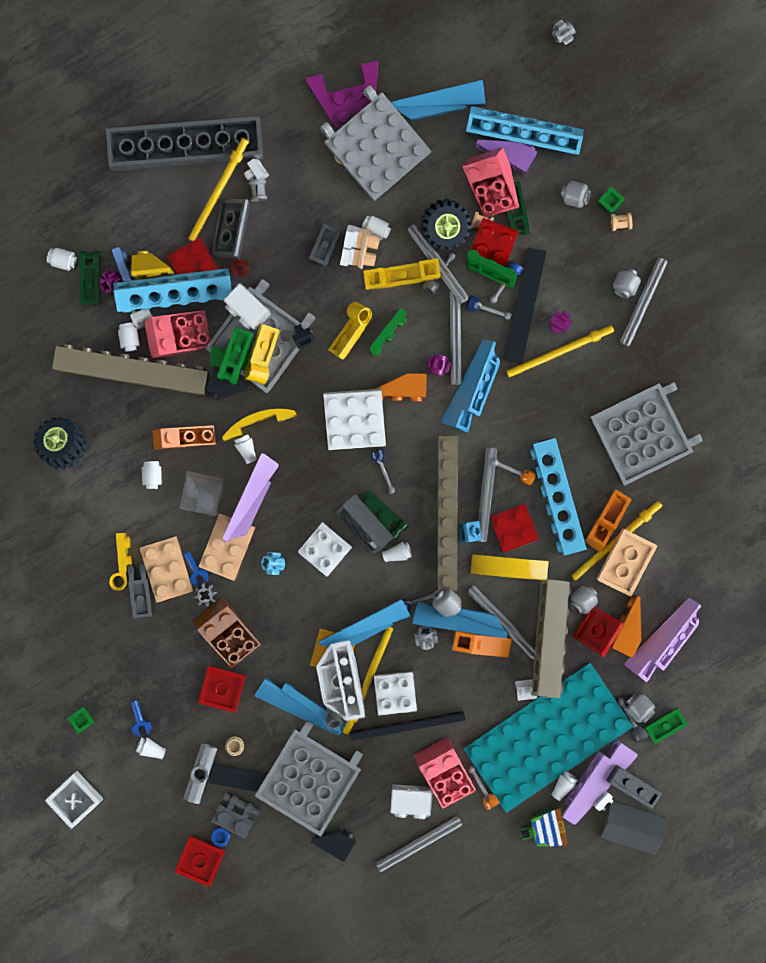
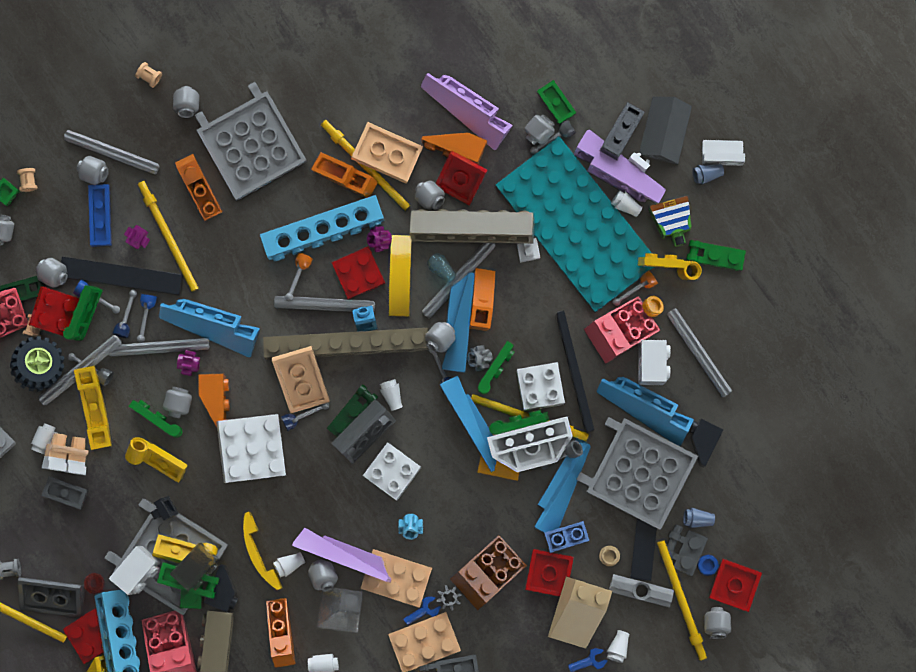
camera: 90 degrees left, 5 degrees down
(154, 820) = (695, 637): none -> yellow bar
(165, 842) = (717, 623): none -> light grey head
(184, 714) = (579, 612): none -> tan slope
(233, 479) = (322, 575): none -> light grey head
(246, 363) = (195, 567): none -> clear smoke brick
(254, 707) = (566, 536): none -> medium blue slope
(264, 829) = (698, 518): none -> sand blue cone
(362, 669) = (517, 422): none -> green plate
(369, 792) = (647, 407): none -> dark azure wedge
(402, 353) = (177, 402): none -> light grey head
(414, 651) = (496, 369): none -> green plate
(415, 469) = (300, 379): none -> light nougat plate
(465, 803) = (653, 306): none -> light orange tile
(498, 329) = (147, 303): none -> hinge
(505, 825) = (671, 261): none -> yellow plate
(509, 867) = (716, 255): none -> green plate
(514, 606) = (441, 267): none -> clear light blue cone
(531, 241) = (51, 272): none -> light grey head
(544, 549) = (379, 239): none -> magenta gear
(584, 288) = (99, 215): none -> blue plate
(588, 862) = (707, 173): none -> sand blue cone
(605, 382) = (198, 187): none -> orange slope
(608, 881) = (722, 152): none -> white panel
(687, 374) = (186, 102): none -> light grey head
(715, 340) = (148, 74): none -> light nougat bush

